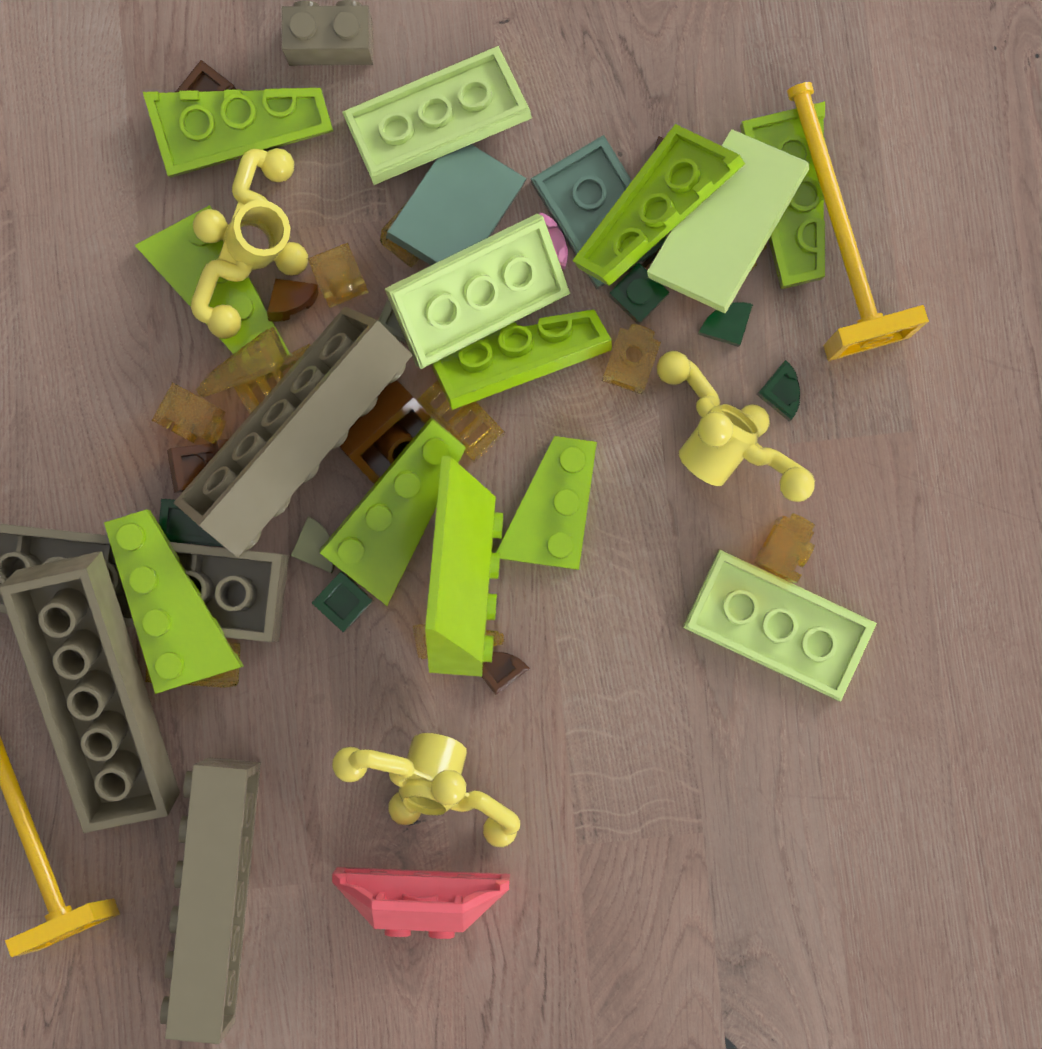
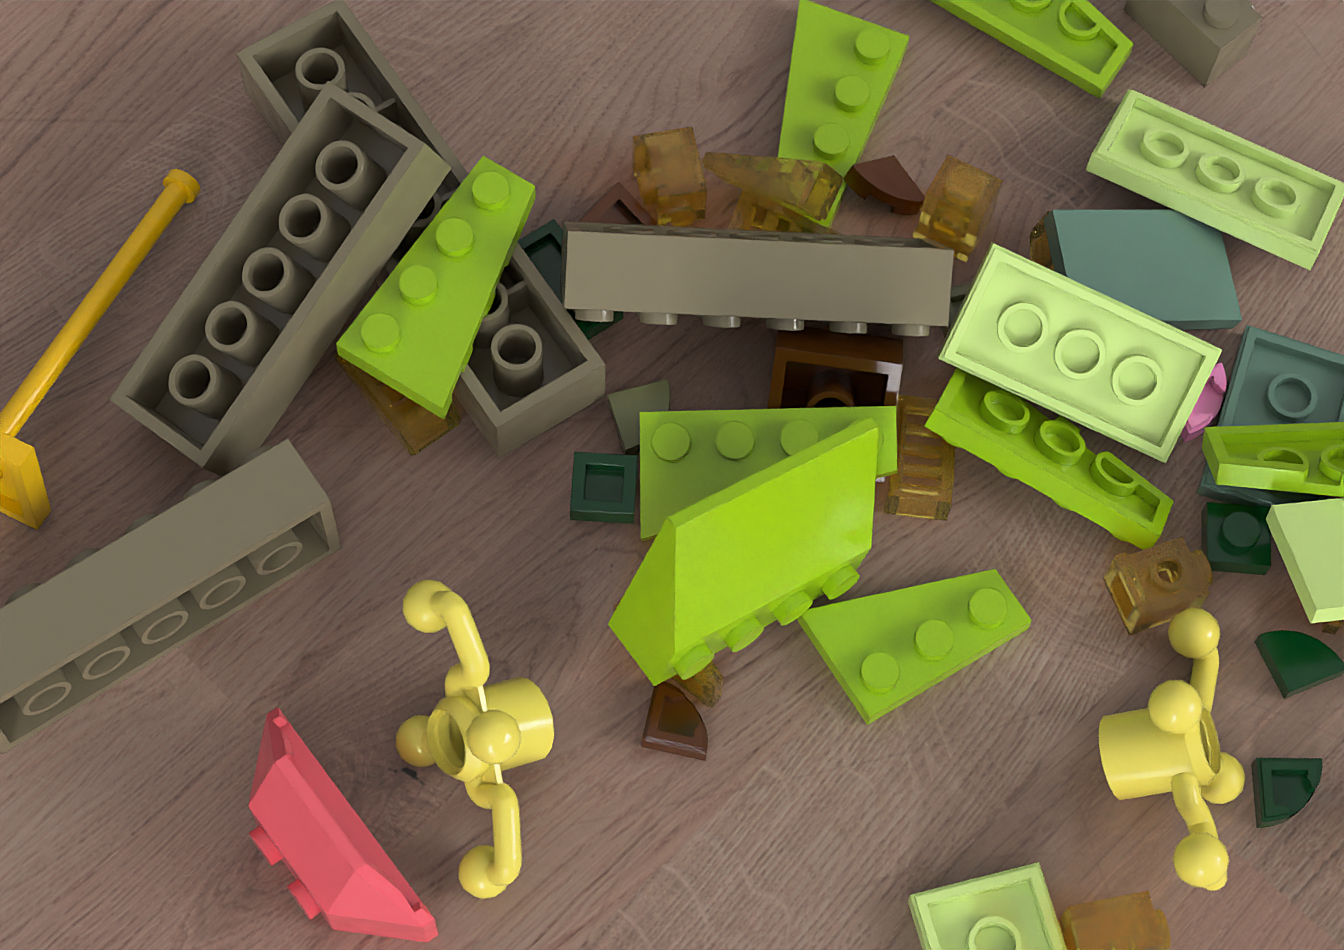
camera: 45 degrees right, 20 degrees down
(237, 256) = (890, 92): light yellow wheel -> none

